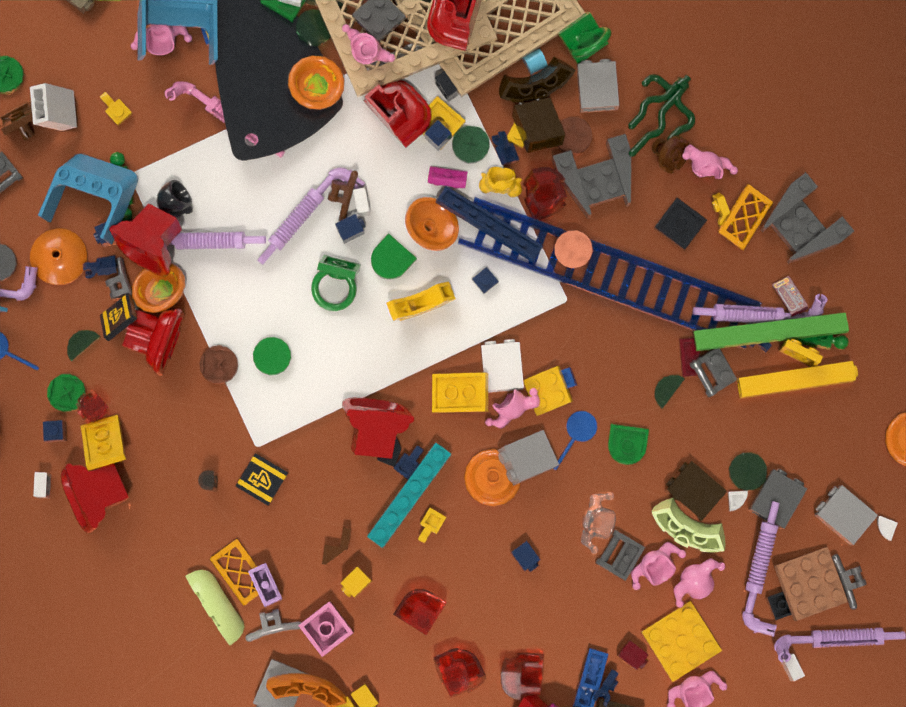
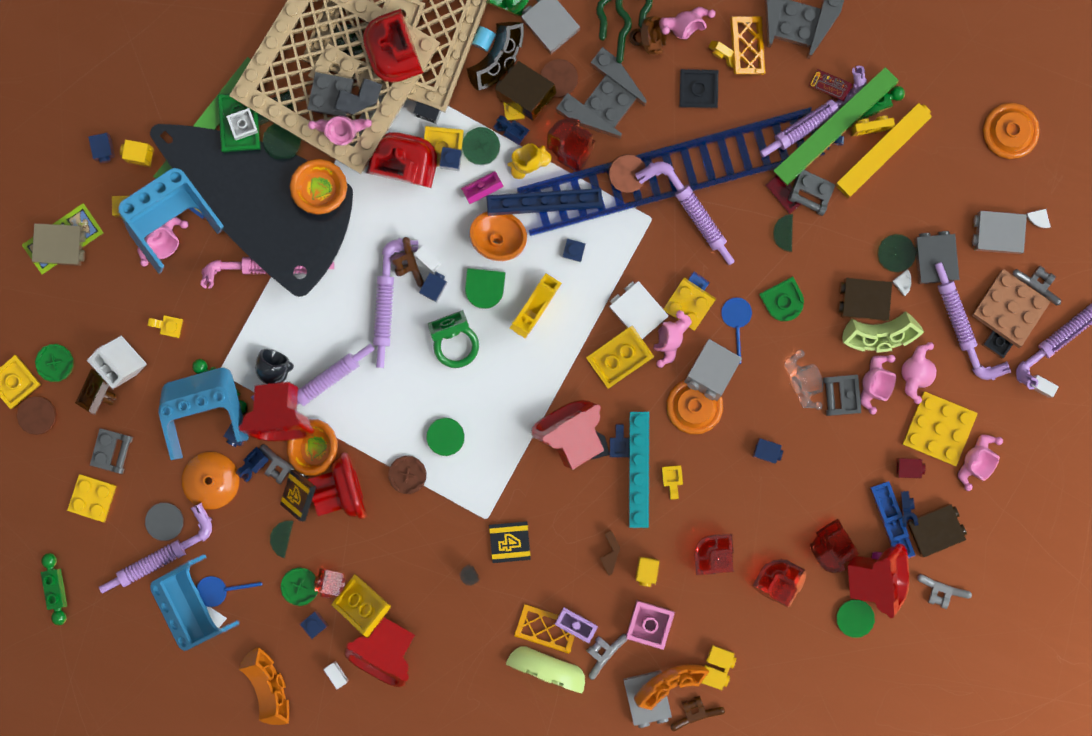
camera: 35 degrees left, 5 degrees up
(405, 38) = (367, 96): none -> black tile
(607, 310) = (692, 205): none -> lavender piece

